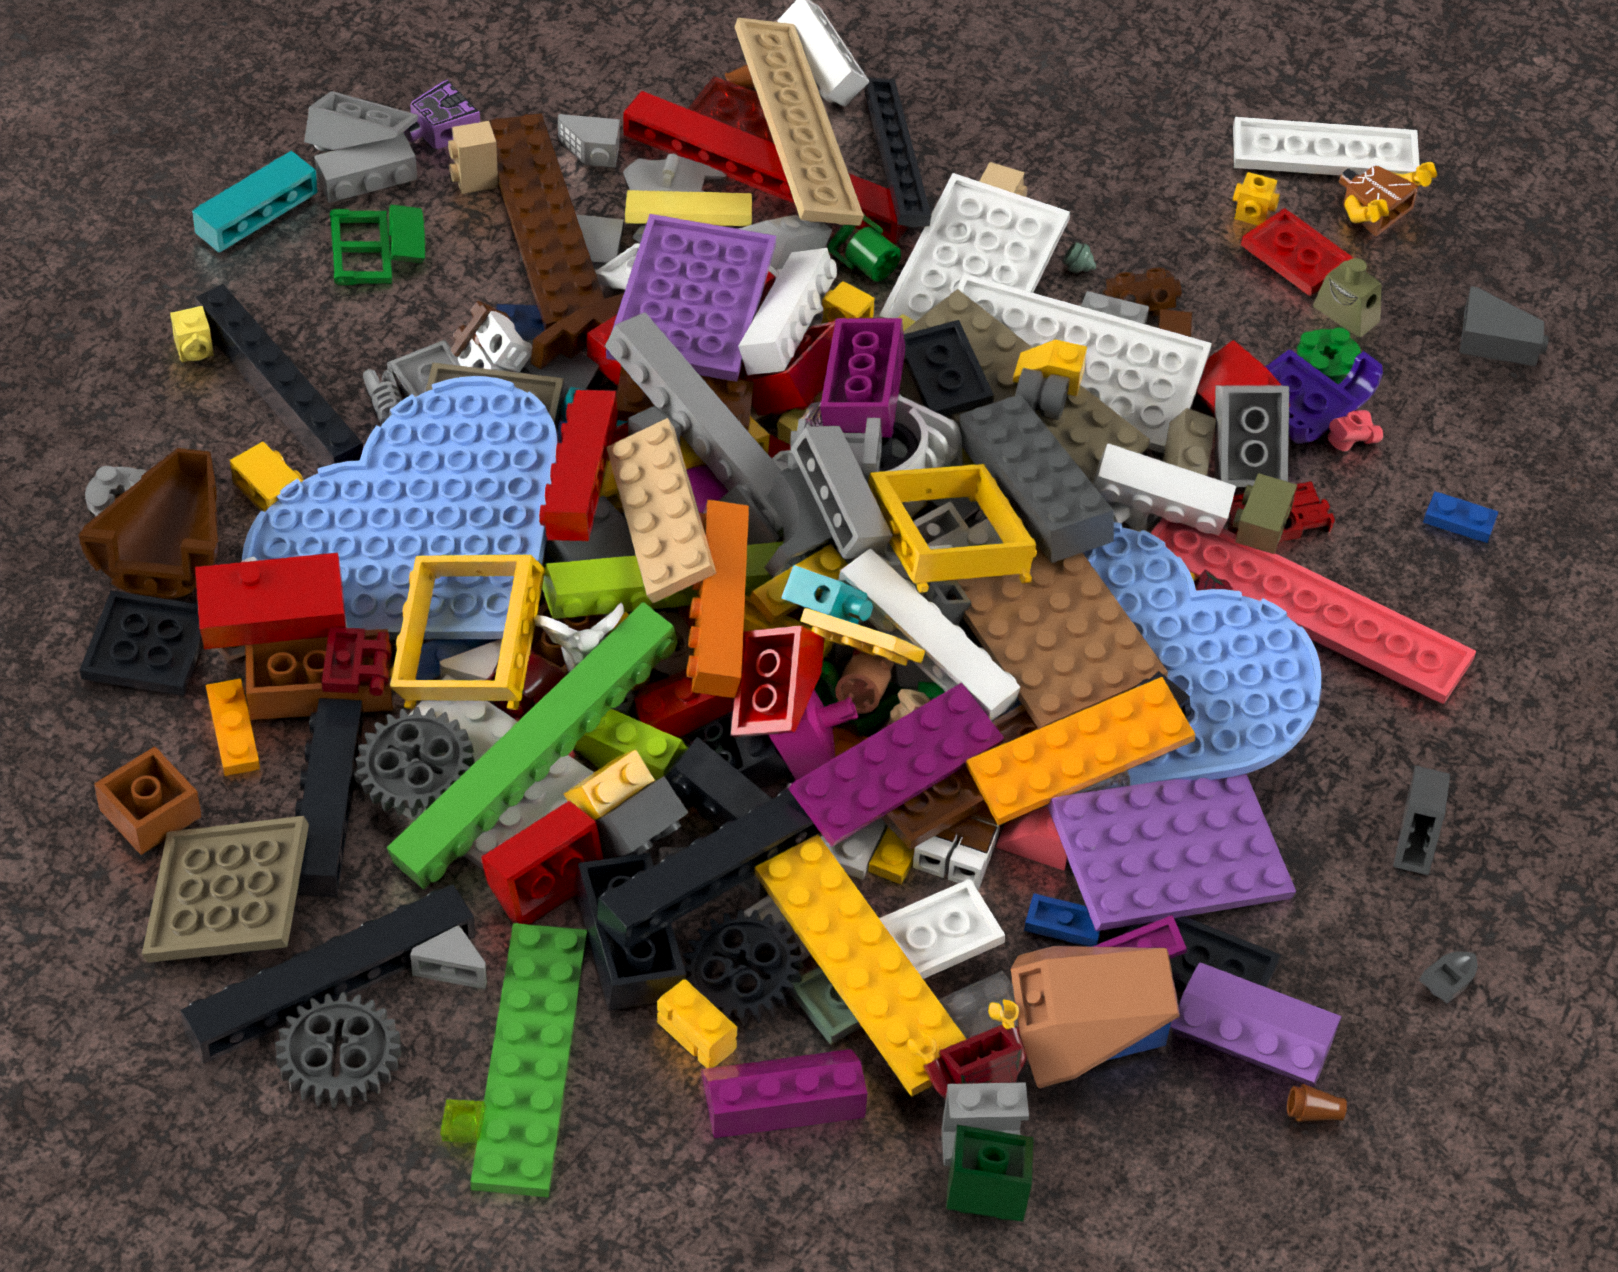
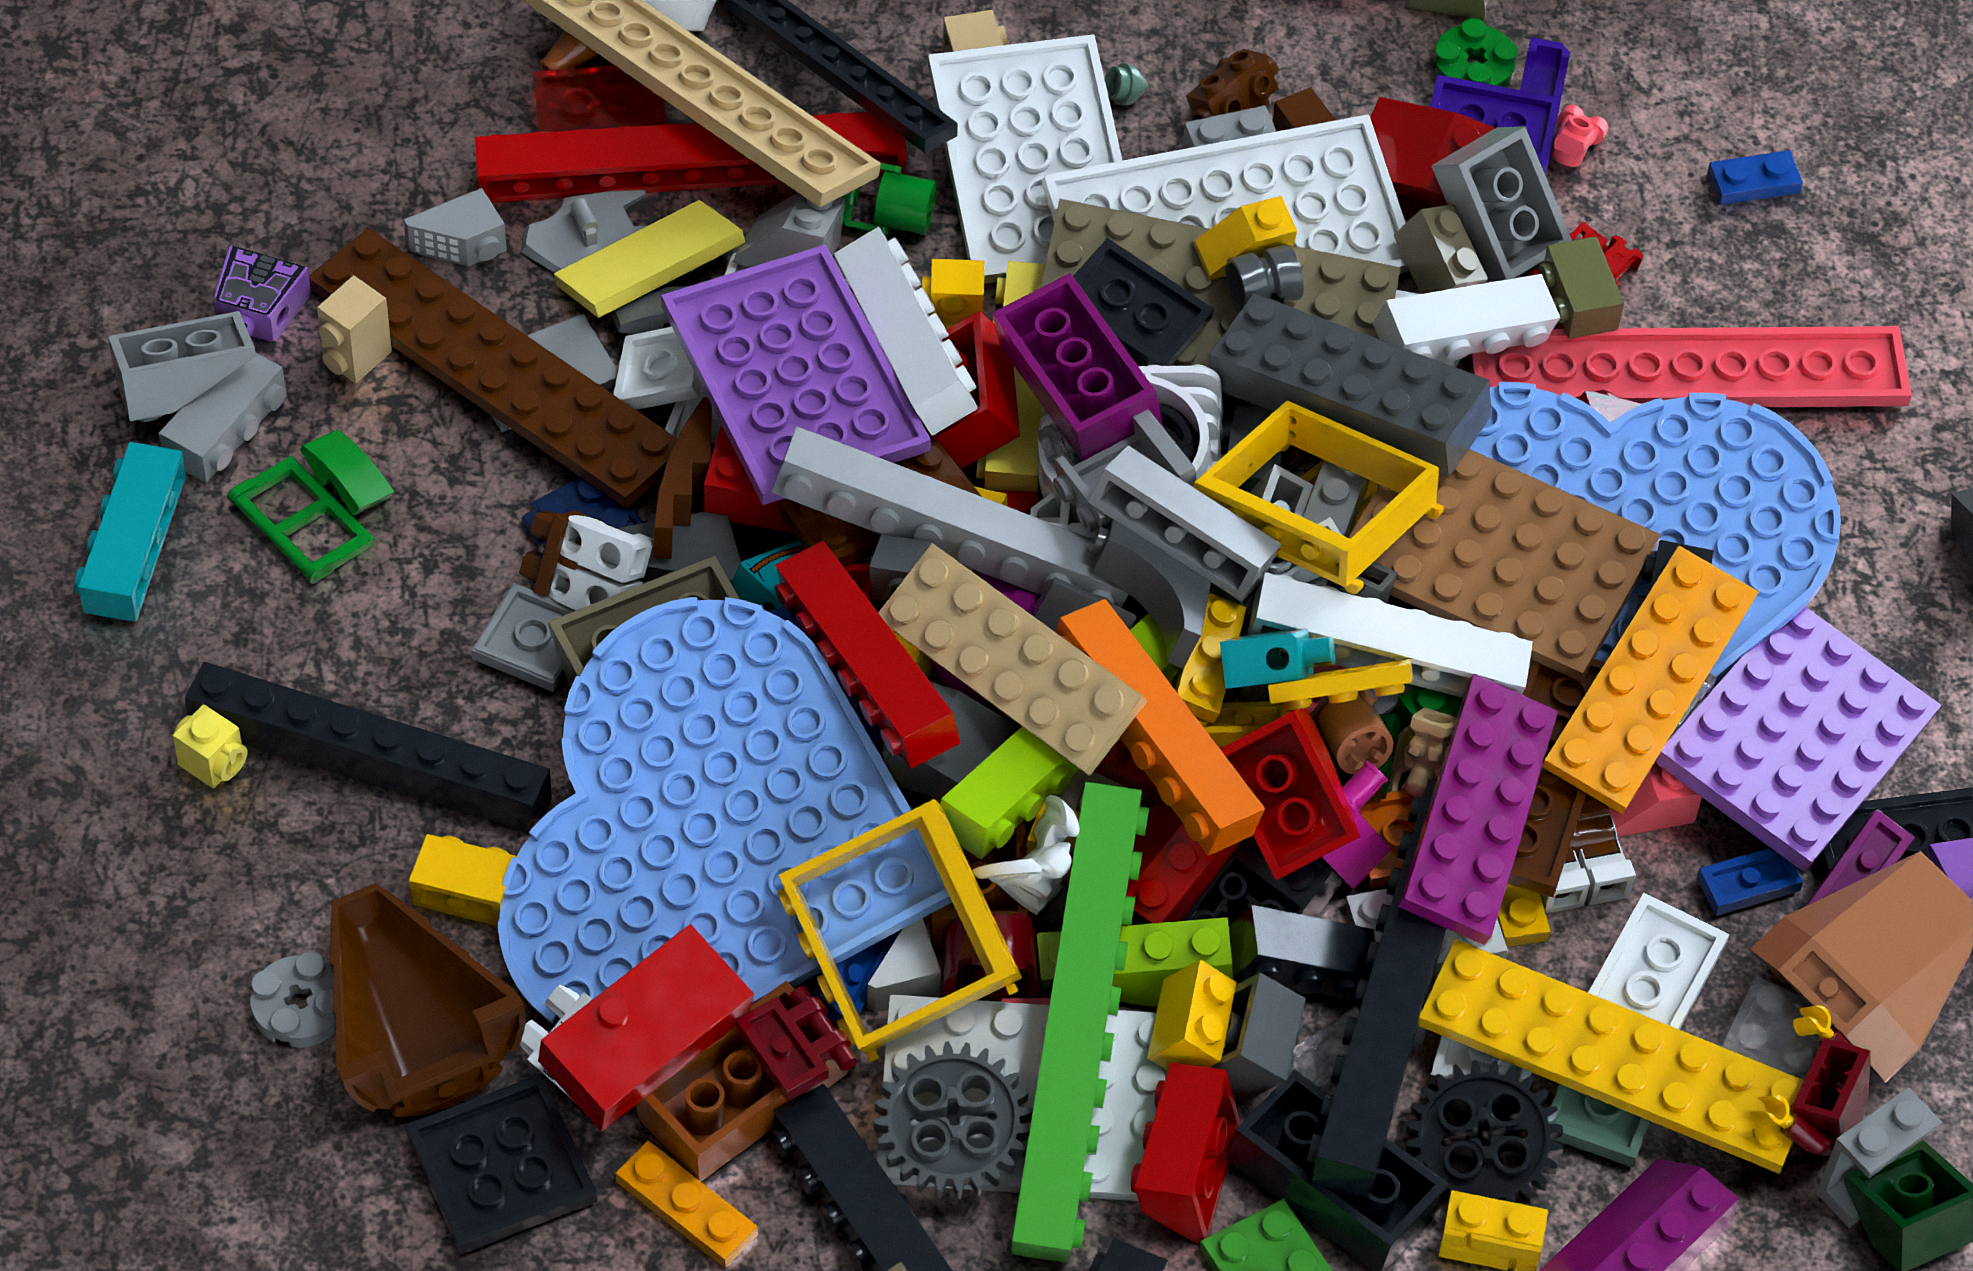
camera: 35 degrees left, 5 degrees up
(383, 394) = (513, 700): light grey hinge -> none

